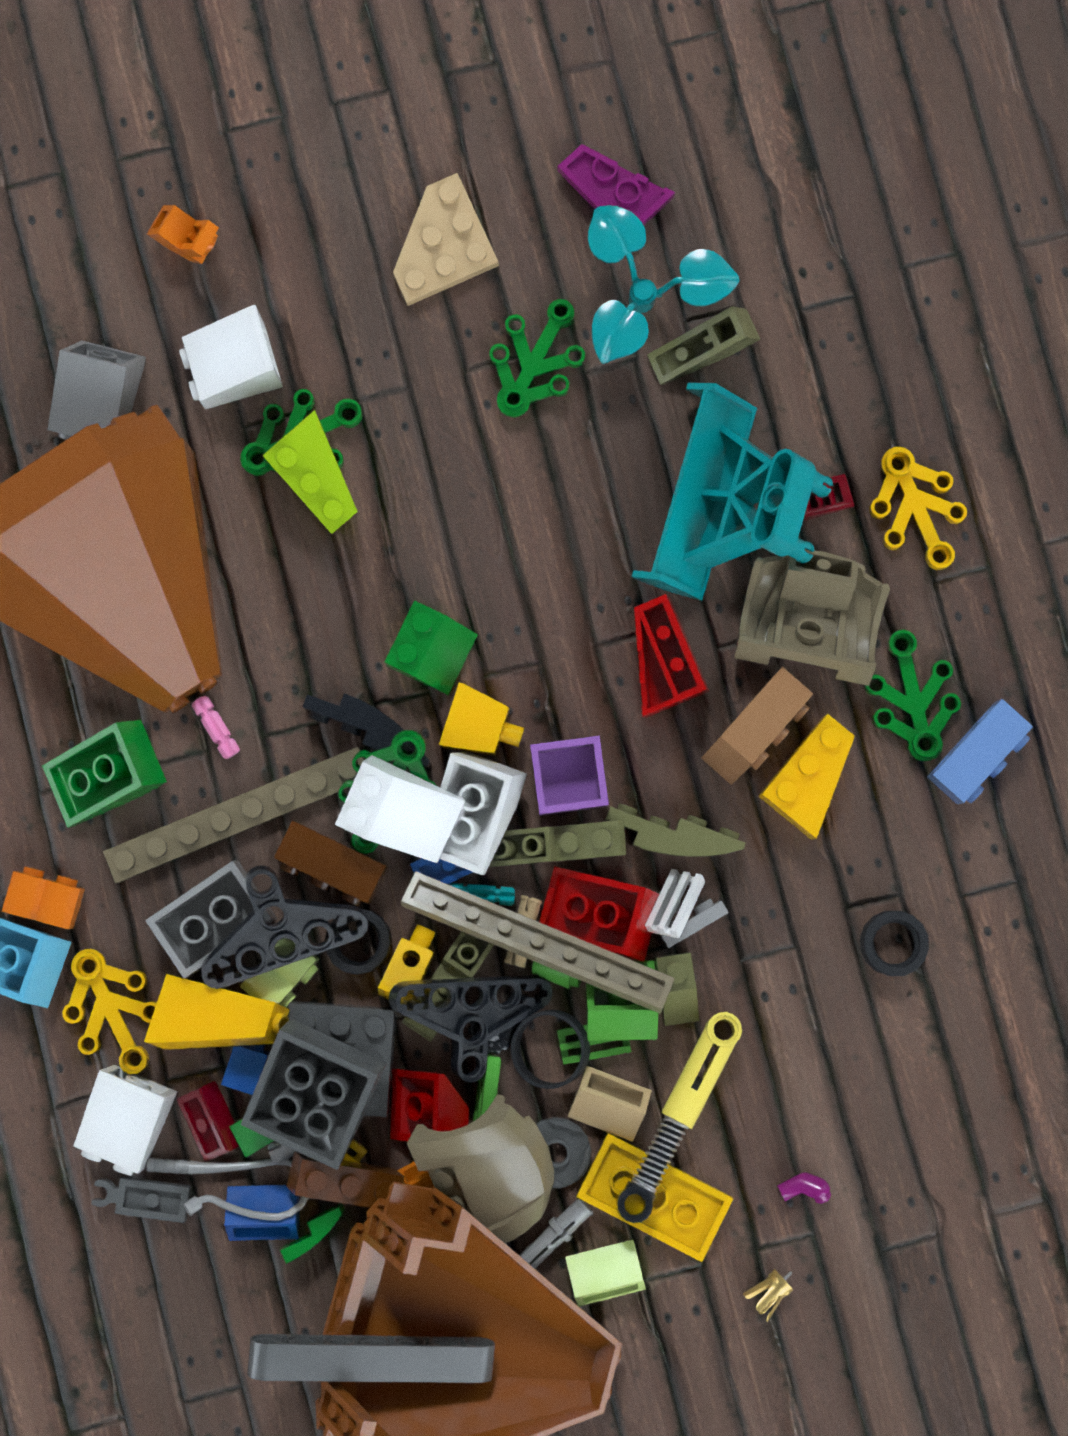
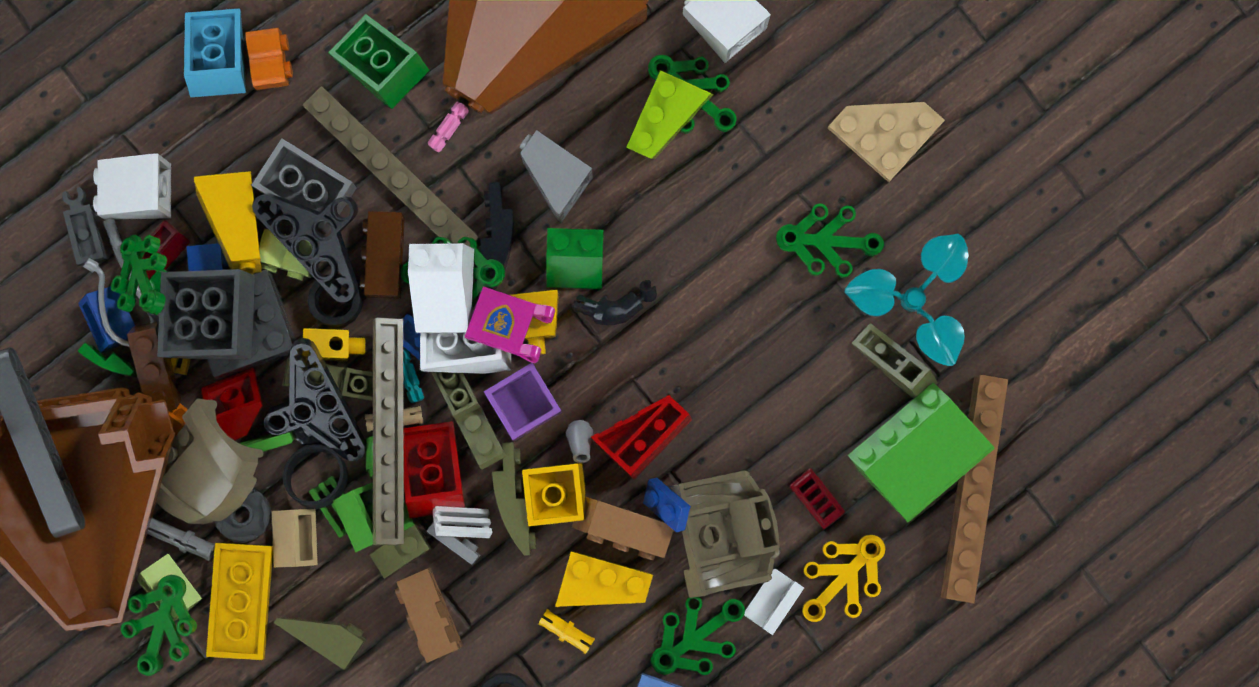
camera: 60 degrees right, 0 degrees up
(107, 1005) = (210, 140): yellow plant -> none
(198, 1151) = (132, 253): none -> green plant
(323, 628) = (555, 172): none -> light grey slope
(472, 756) = (504, 322): none -> dark pink flag
(511, 629) = (619, 311): none -> black arm
(607, 183) = (986, 241): magenta wing -> none
(638, 731) = (580, 440): none -> light grey cone
(642, 1295) = (162, 623): none -> green plant
(680, 1113) = (308, 593): piece -> none
(689, 785) = (554, 494): none -> yellow slope
(716, 494) = (781, 420): teal piece -> none
(741, 1112) = (331, 640): none -> olive slope
(755, 664) = (666, 504): none -> blue plate
(764, 987) = (428, 615): none -> medium nougat wedge
(819, 358) = (920, 452): none -> bright green slope
(846, 840) = (566, 631): none -> yellow pin
(881, 321) = (974, 494): none -> medium nougat brick
(913, 595) = (773, 601): none -> white panel

